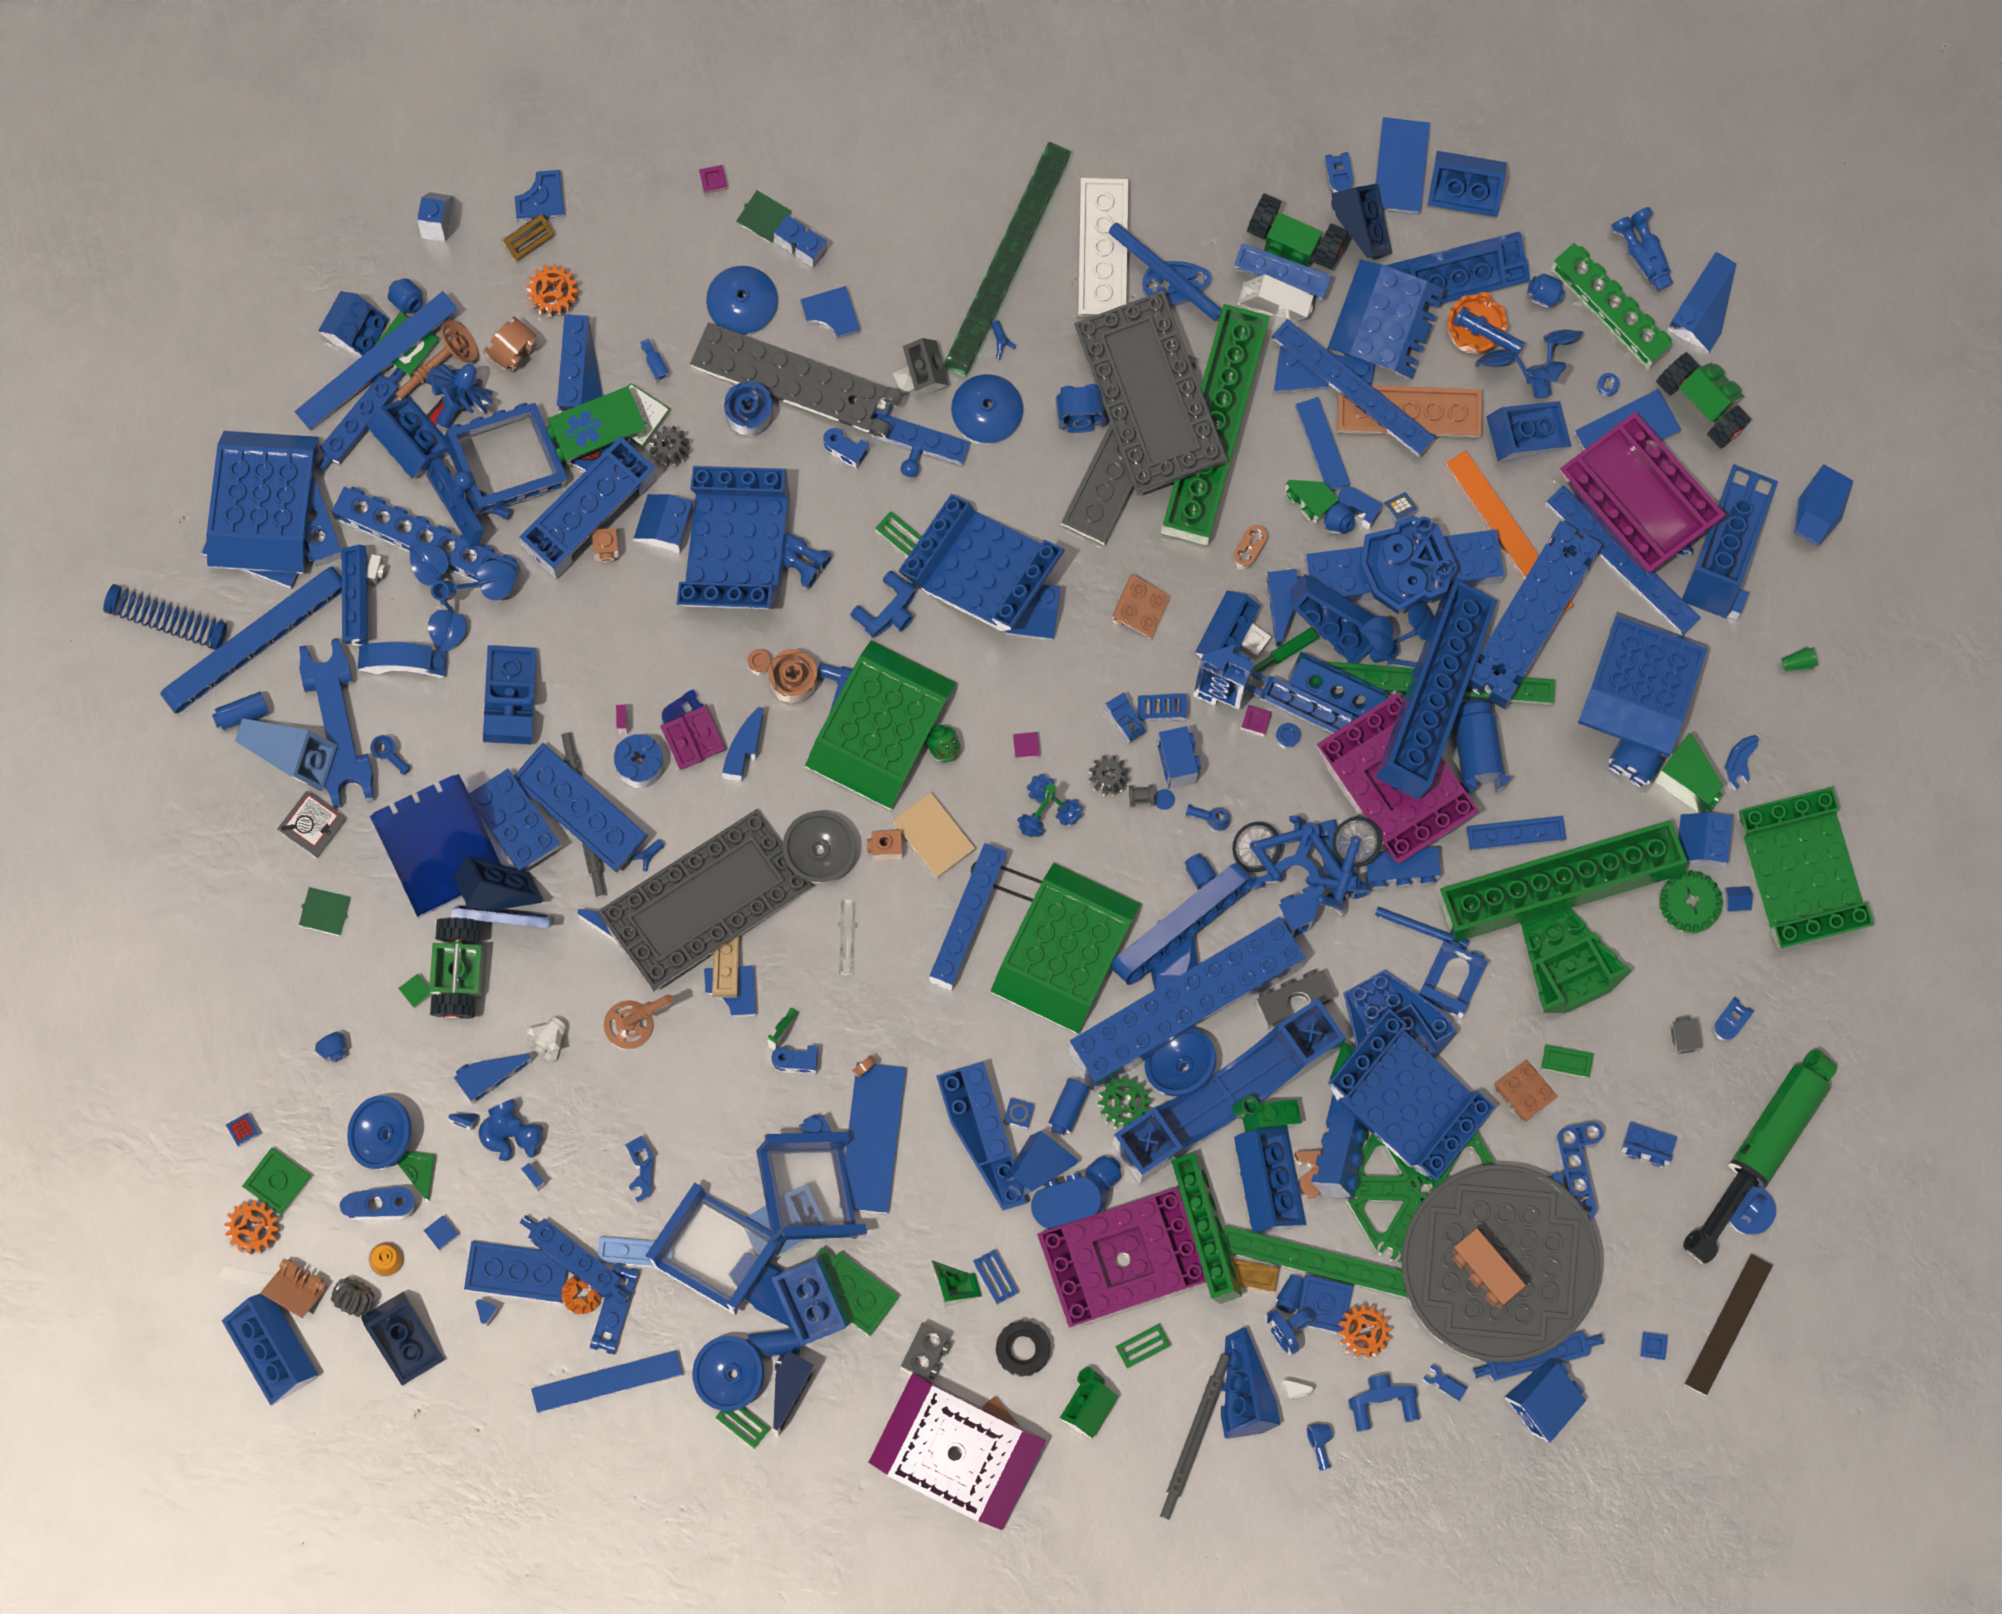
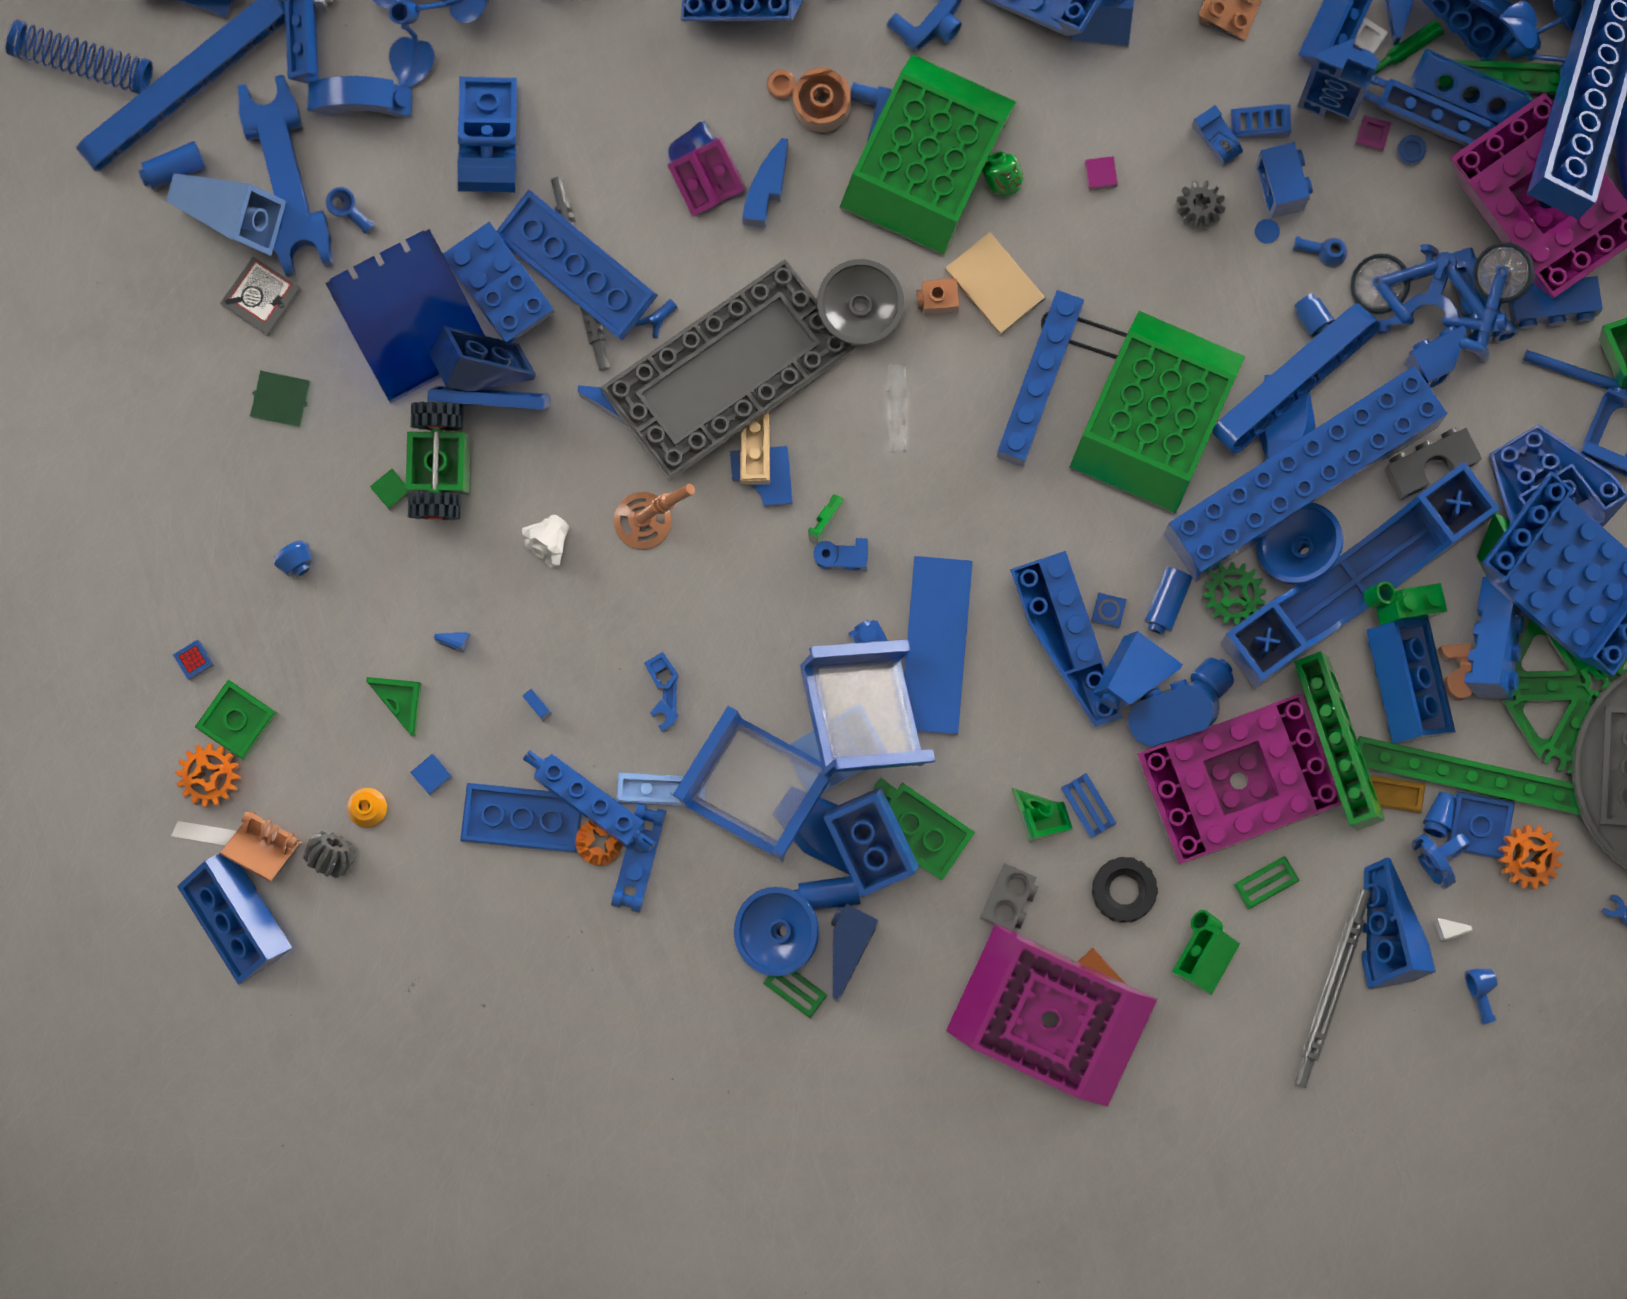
camera: 10 degrees right, 5 degrees up
(357, 1204) = (331, 744): blue piece -> none
(370, 1128) = (343, 655): blue dish -> none
(402, 1338) = (389, 900): dark blue slope -> none
(486, 1076) = (476, 587): blue slope -> none
(486, 1312) = (487, 867): blue slope -> none
(504, 1124) = (501, 643): blue animal -> none
(606, 1382) = (633, 944): blue tile -> none
(621, 719) = (621, 159): magenta tile -> none
(625, 760) = (646, 191): blue brick -> none
(864, 1066) = (923, 561): nougat tile -> none
(1043, 791) = (1126, 224): blue plant -> none
(1141, 795) = (1240, 227): dark grey bush -> none
(1379, 1392) = (1553, 927): blue connector -> none

